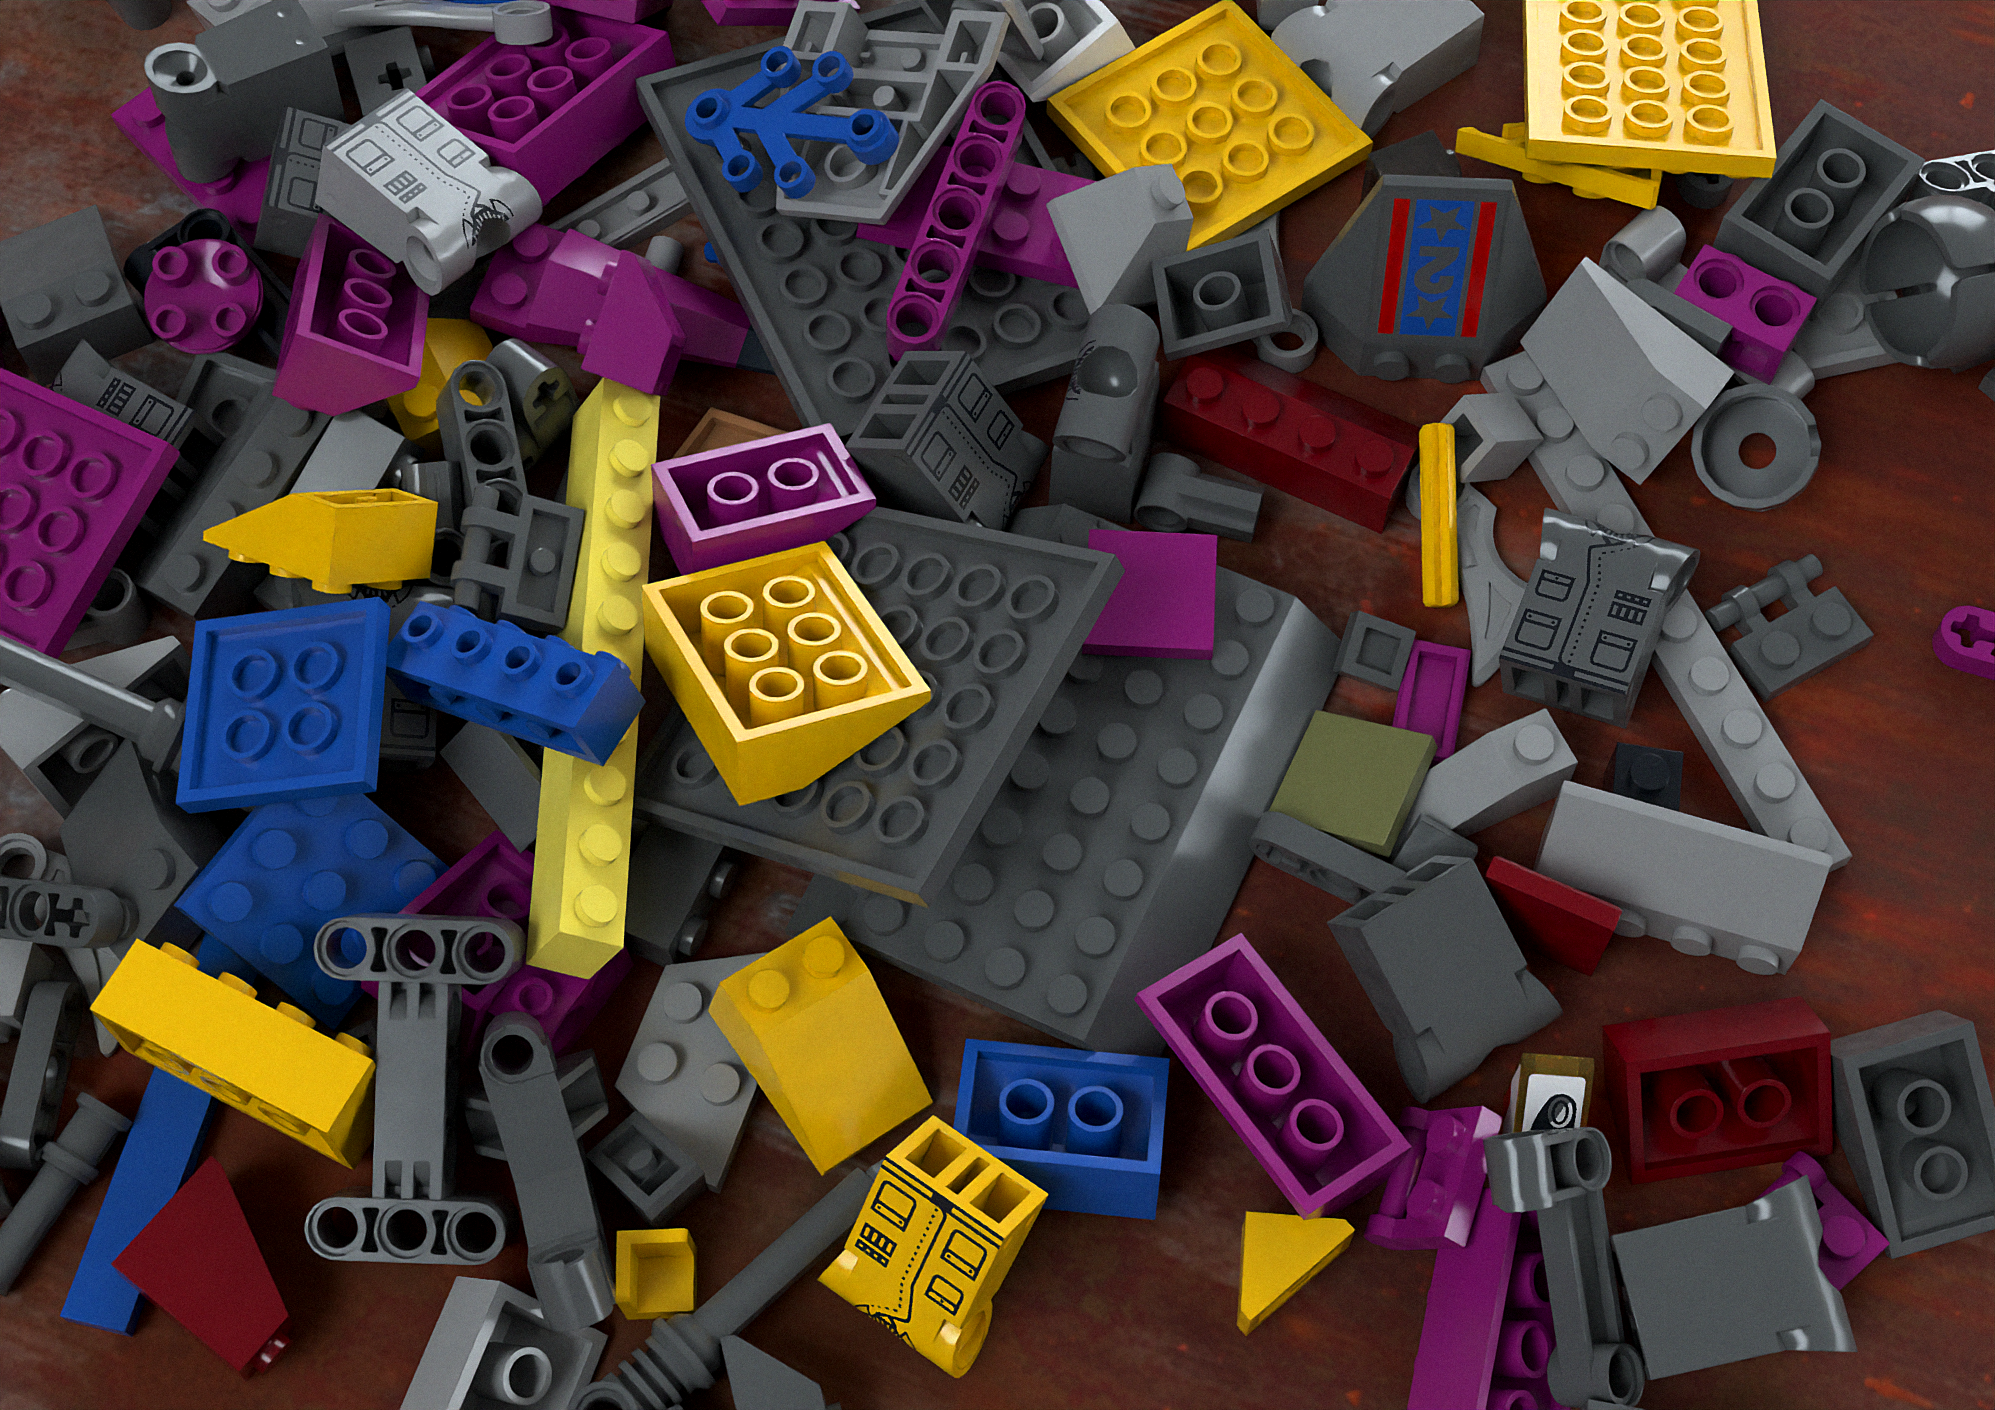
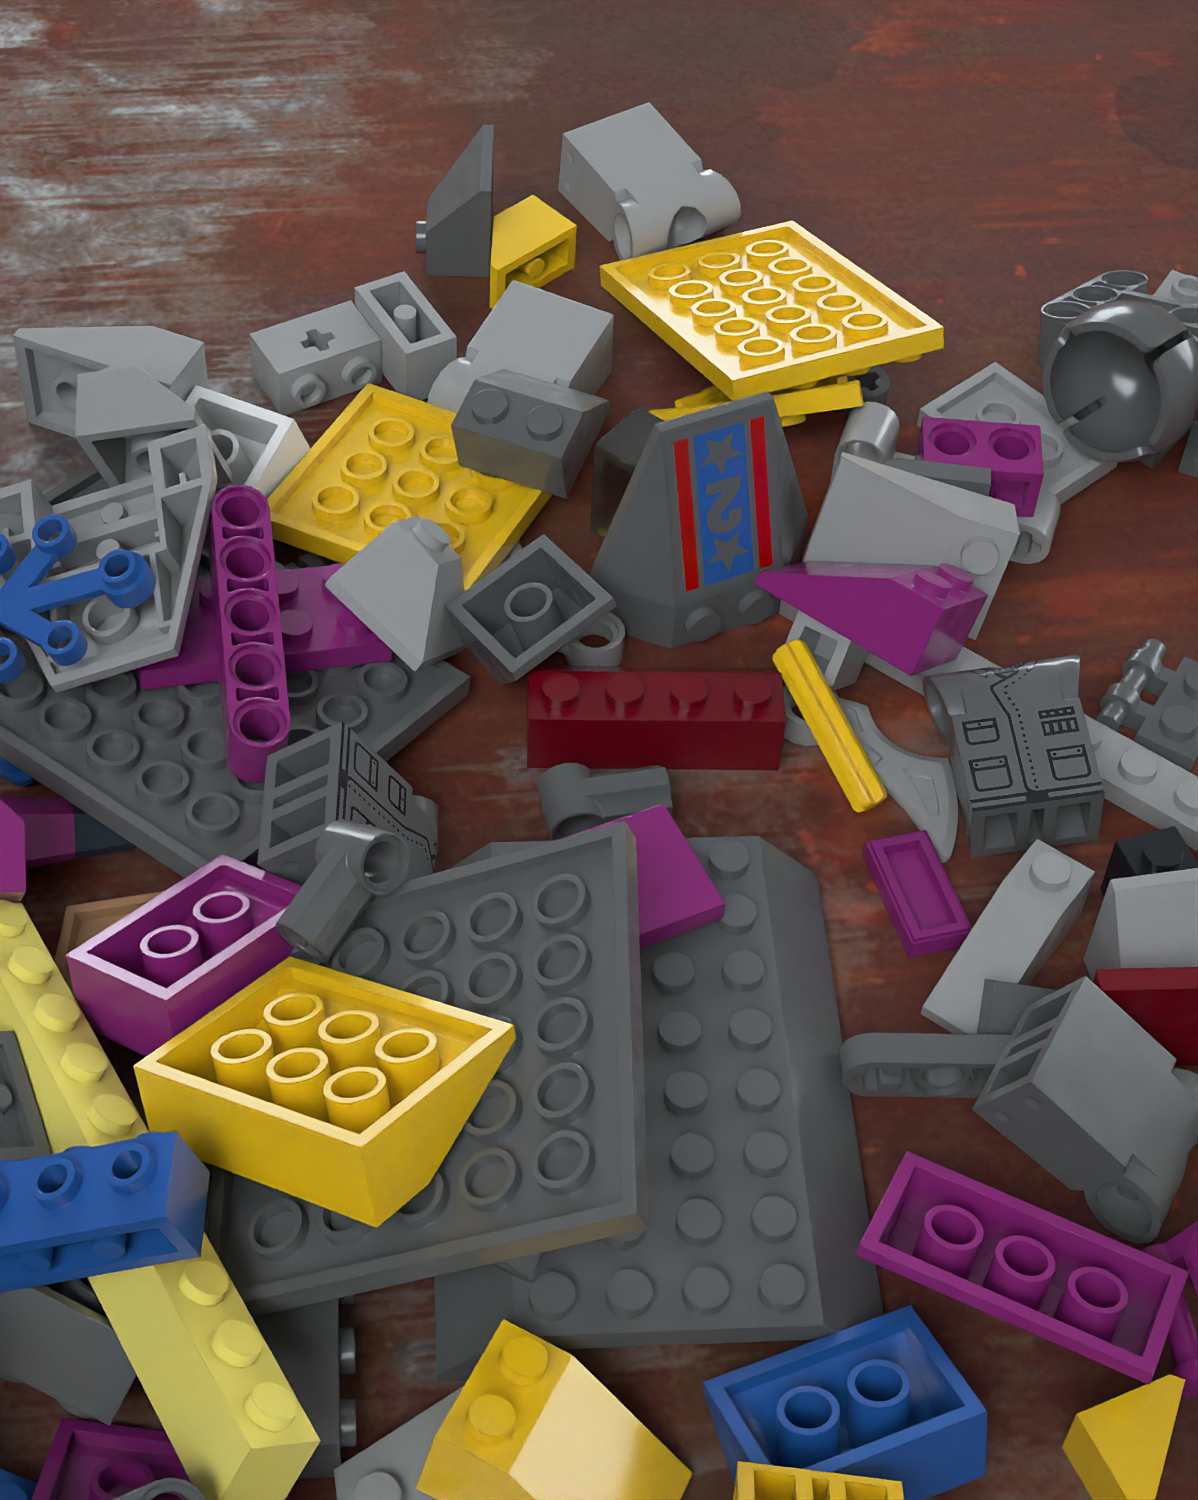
camera: 35 degrees left, 15 degrees down
(884, 502) = (351, 868): none -> dark grey piece
(1108, 416) = (485, 745): dark grey piece -> none
(1332, 106) = (527, 430): none -> dark grey slope
(1355, 780) = (904, 977): olive tile -> none
(1374, 651) = (845, 863): dark grey plate -> none
(1543, 424) = (895, 611): none -> magenta slope
(1750, 411) = (1069, 536): dark grey piece -> none
(1820, 203) = (989, 356): dark grey brick -> none

